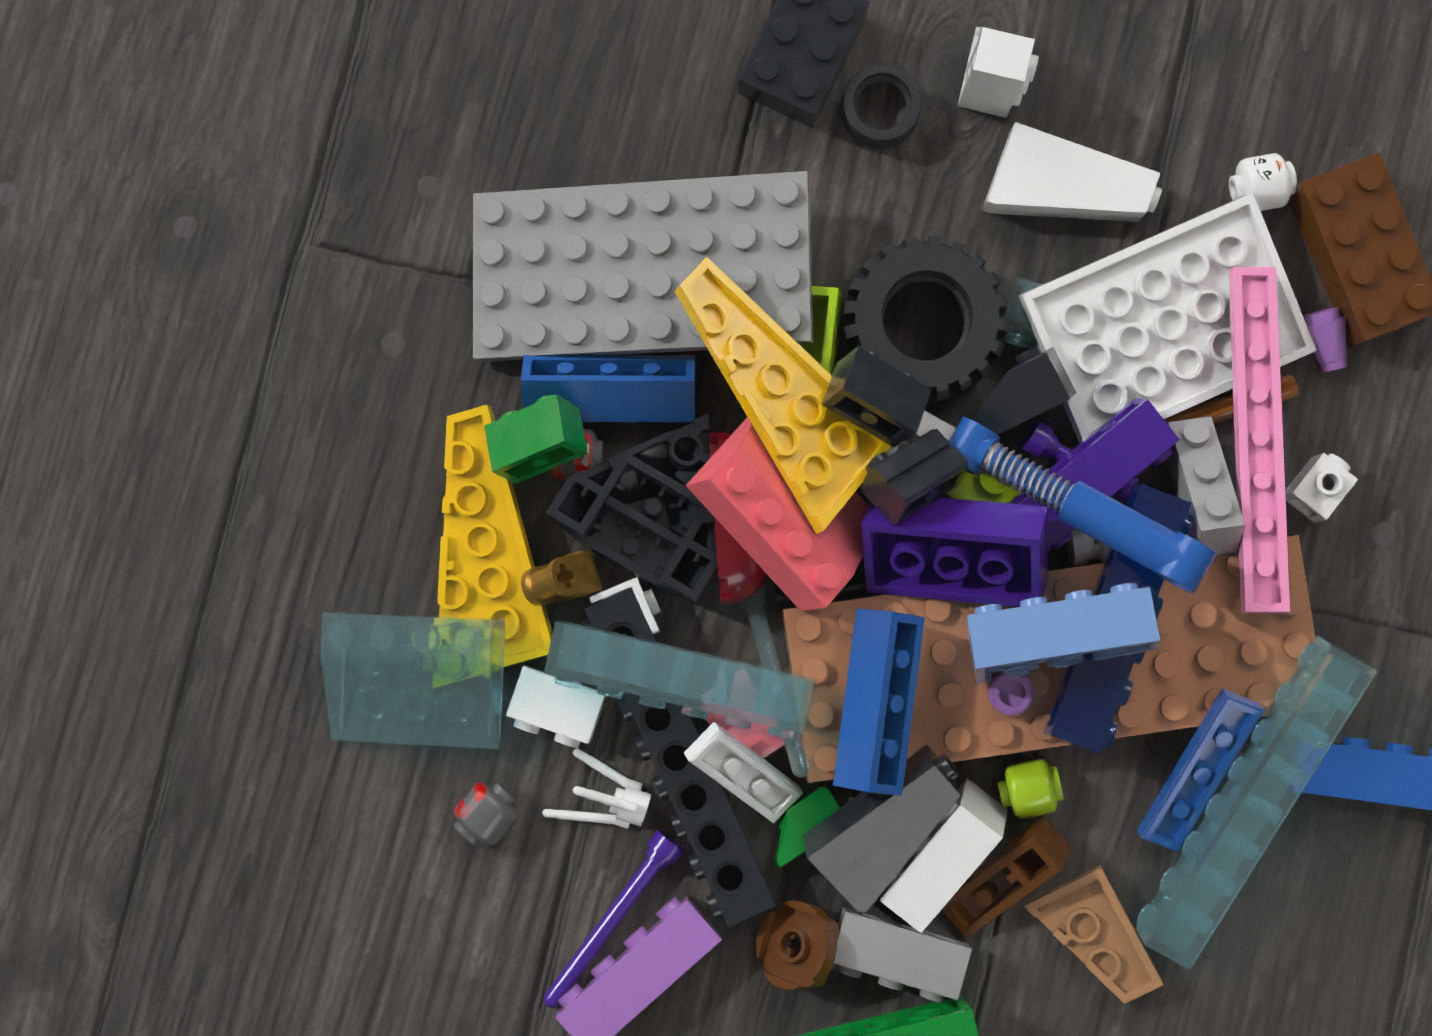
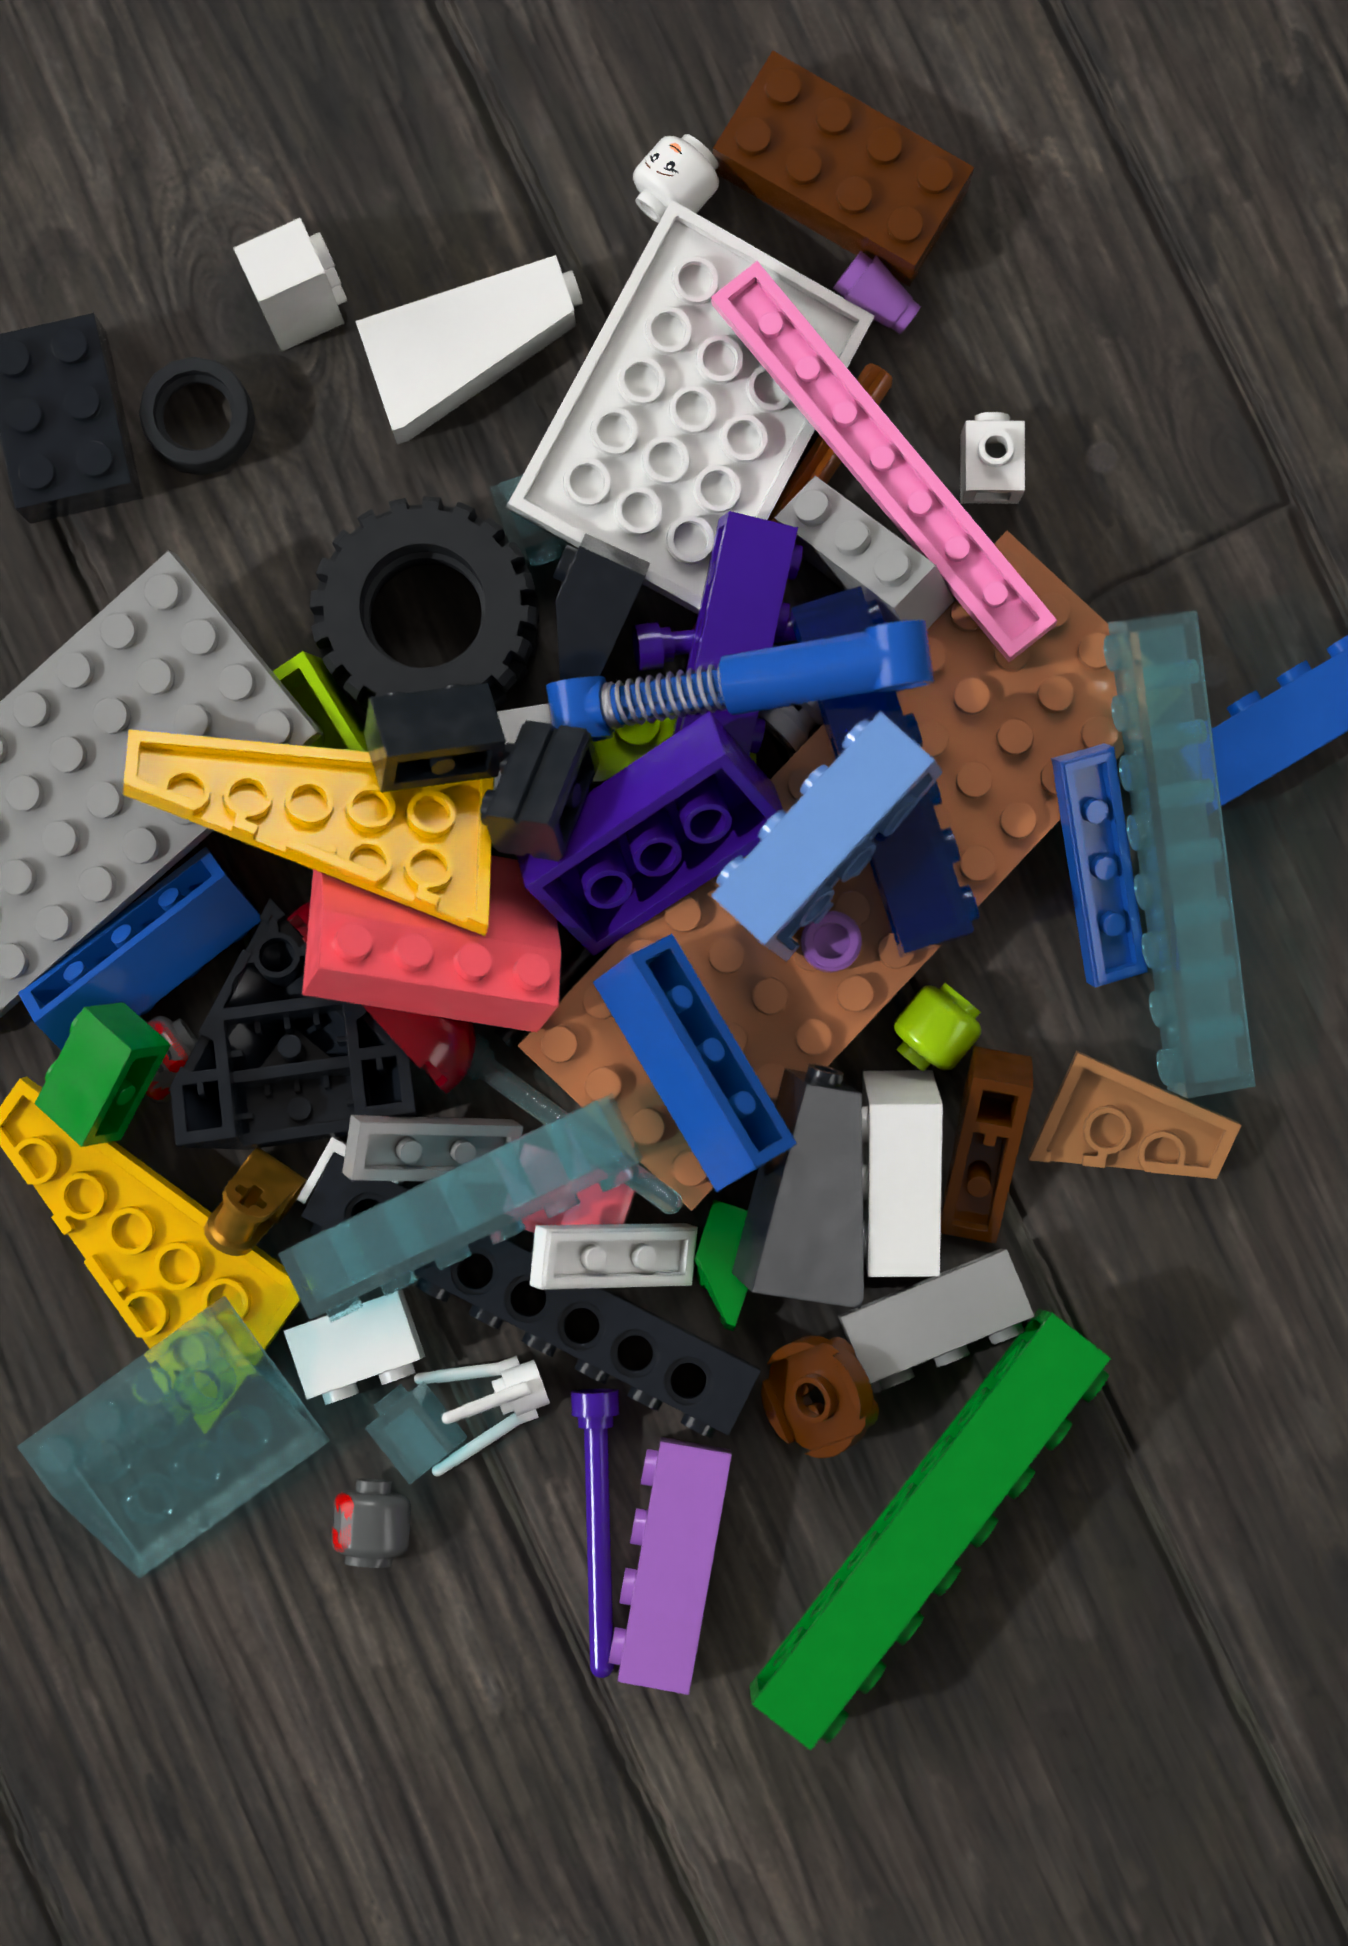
camera: 40 degrees left, 0 degrees up
(551, 781) = (413, 1430): none -> clear light blue brick
(682, 622) = (419, 1146): none -> light grey plate

